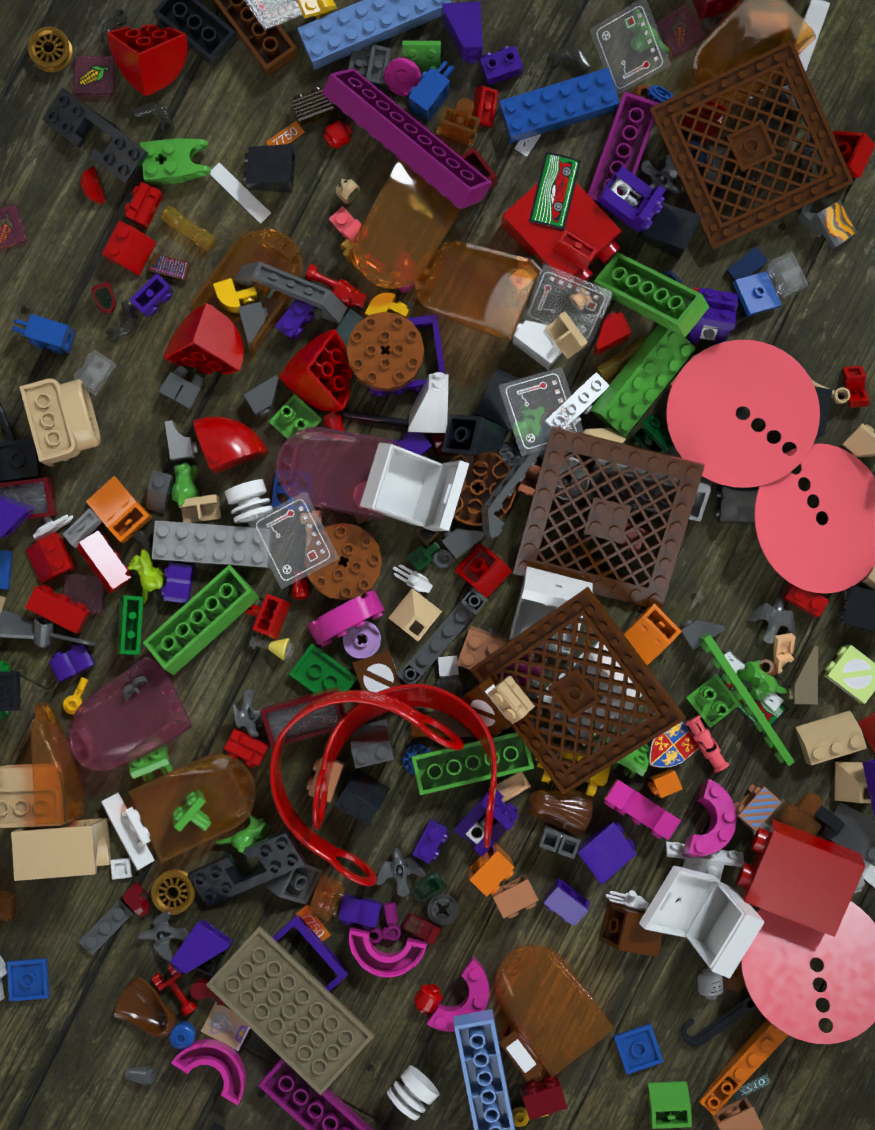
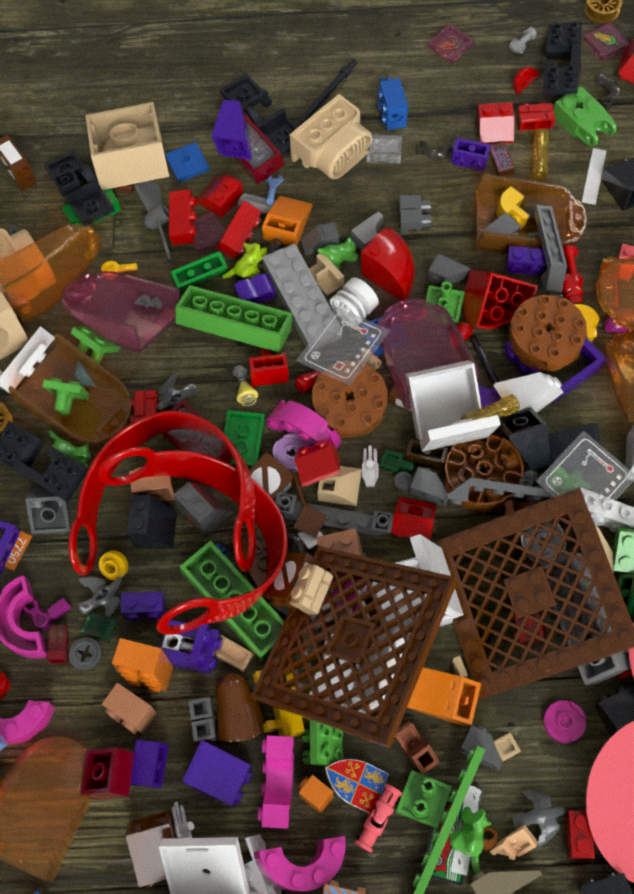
camera: 65 degrees right, 20 degrees down
(48, 166) = (519, 46): none -> light grey bar
(51, 526) = (246, 181): white piece -> none
(68, 499) = (273, 184): none -> medium blue piece
(72, 662) = (144, 250): dark purple brick -> none
(104, 297) = (447, 126): rock -> none
(177, 787) = (83, 376): none -> clear light blue piece
(206, 342) = (461, 207): red brick -> none
(325, 897) = (45, 544): clear orange brick -> none
(359, 911) = (47, 580): dark purple brick -> none
(379, 848) = (113, 565): none -> yellow plate
(392, 626) = (317, 462): none -> red slope
(434, 660) = (309, 520): none -> reddish brown piece
(437, 467) = (501, 408): none -> clear yellow axle
(557, 939) = (107, 773): none -> dark red brick
(629, 611) = (458, 667): none -> tan tile
(678, 683) = (415, 748): none -> copper brick
(708, 612) = (506, 747): none -> tan tile
(715, 553) = (564, 721): none -> dark pink tile

